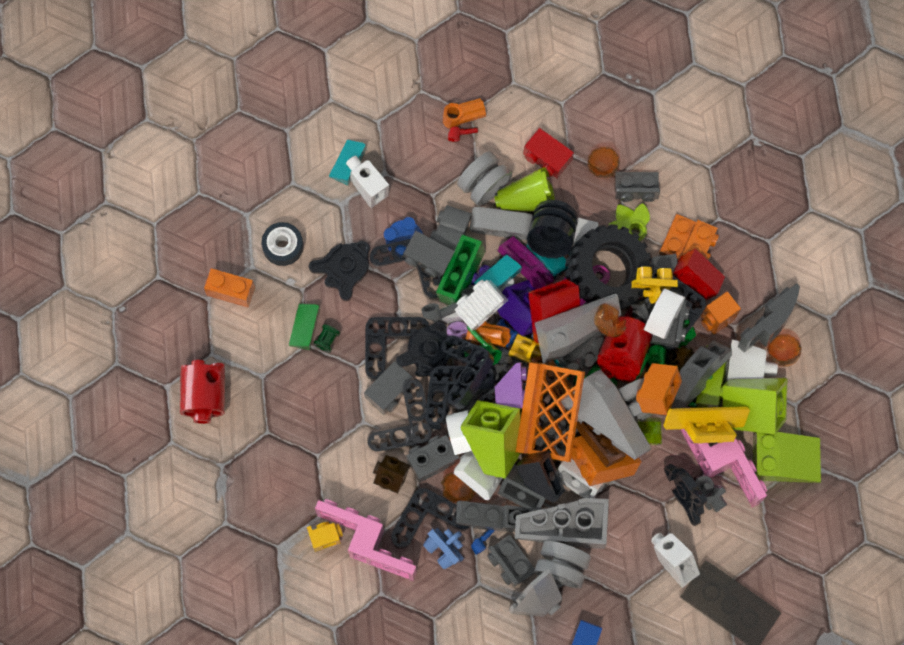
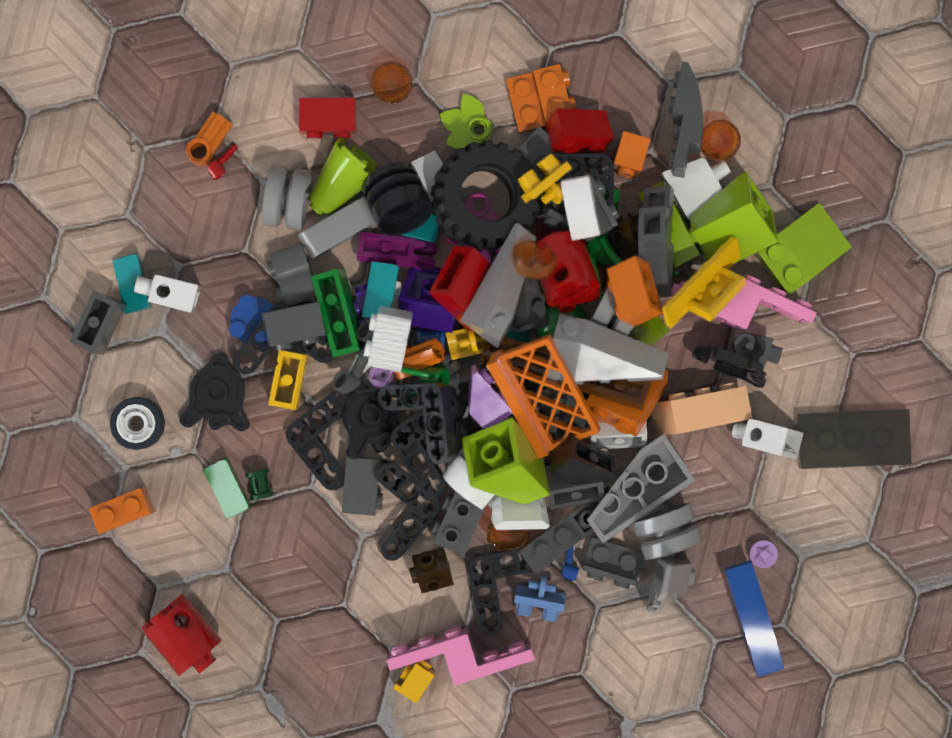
camera: 45 degrees left, 15 degrees up
(309, 166) = (98, 323): none -> dark grey brick
(396, 287) = (288, 380): none -> yellow brick
(613, 633) = (763, 553): none -> lavender tile
(637, 186) = (443, 79): dark grey bracket -> none
(644, 506) = (701, 410): none -> light nougat wedge

